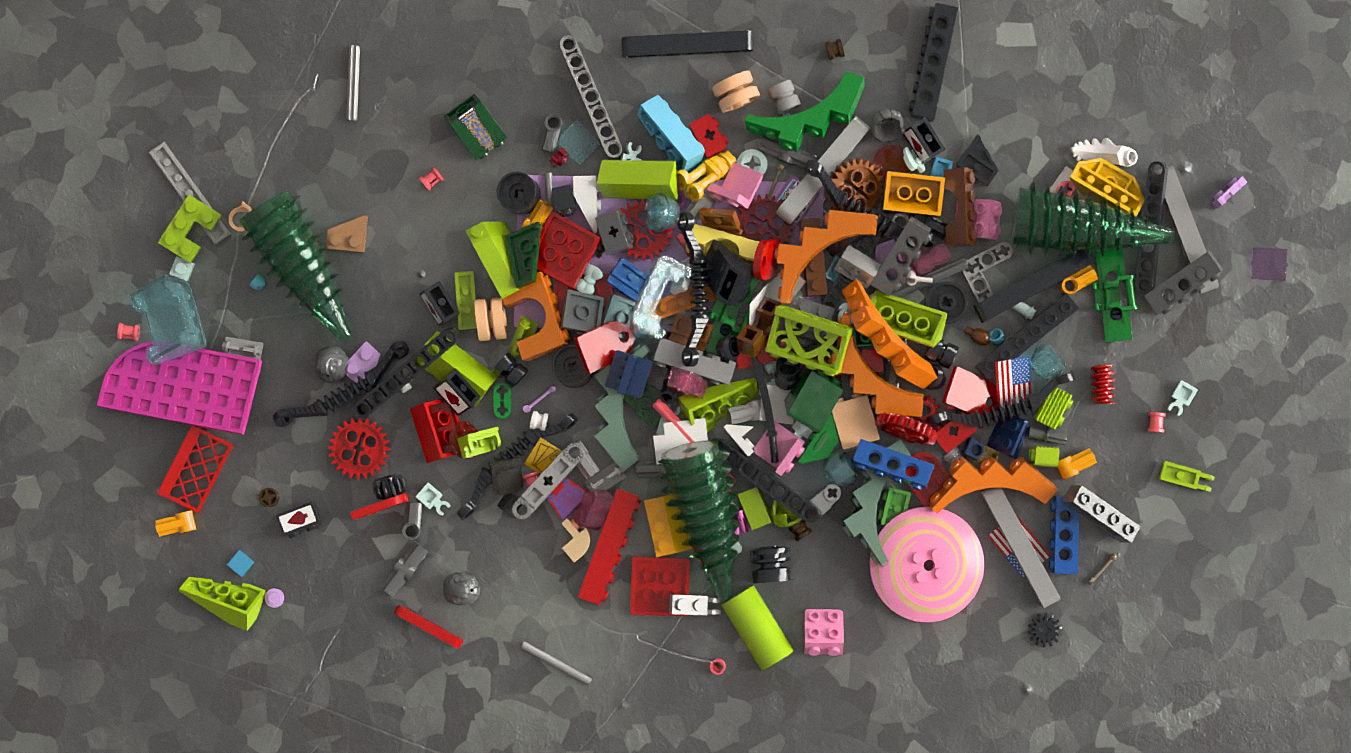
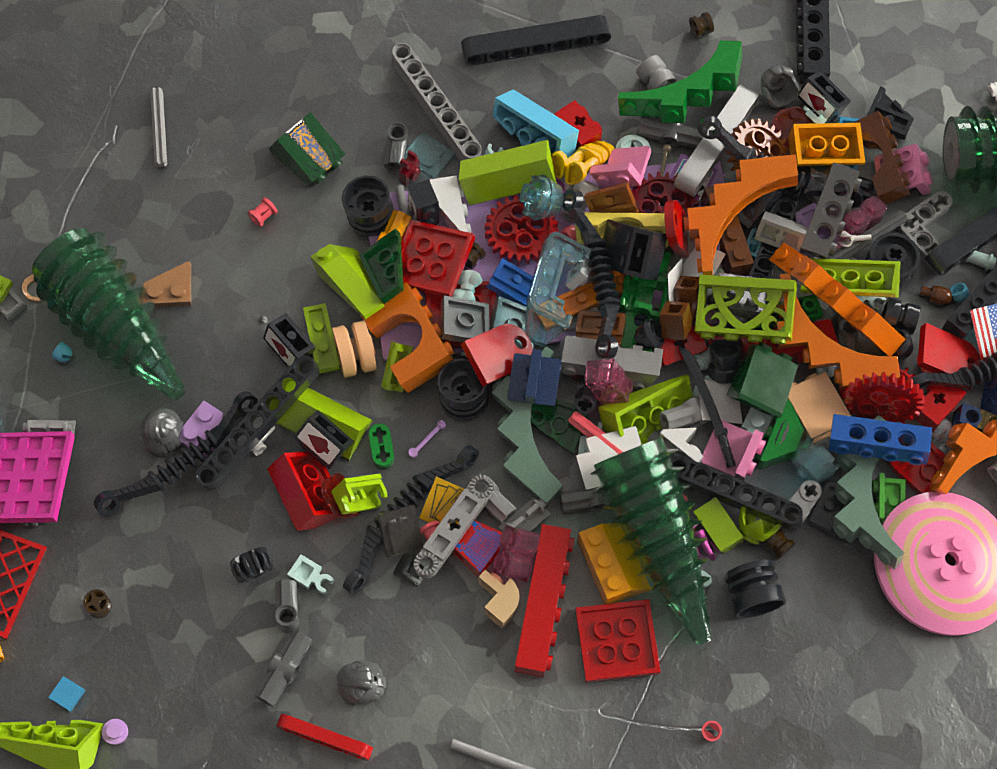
camera: 15 degrees left, 20 degrees down
(298, 519) = (138, 625): brick -> none
(342, 443) = (186, 524): red gear -> none
(380, 506) = (241, 590): red tile -> none
(510, 370) = (390, 414): black wheel -> none
(539, 421) = (430, 461): white wheel -> none
(607, 226) = (493, 241): dark grey brick -> none
(692, 605) = (664, 655): hinge -> none
(736, 91) = (600, 73): light nougat wheel -> none
(757, 628) = (751, 675): lime brick -> none
(824, 632) = (838, 667): bright pink bracket -> none

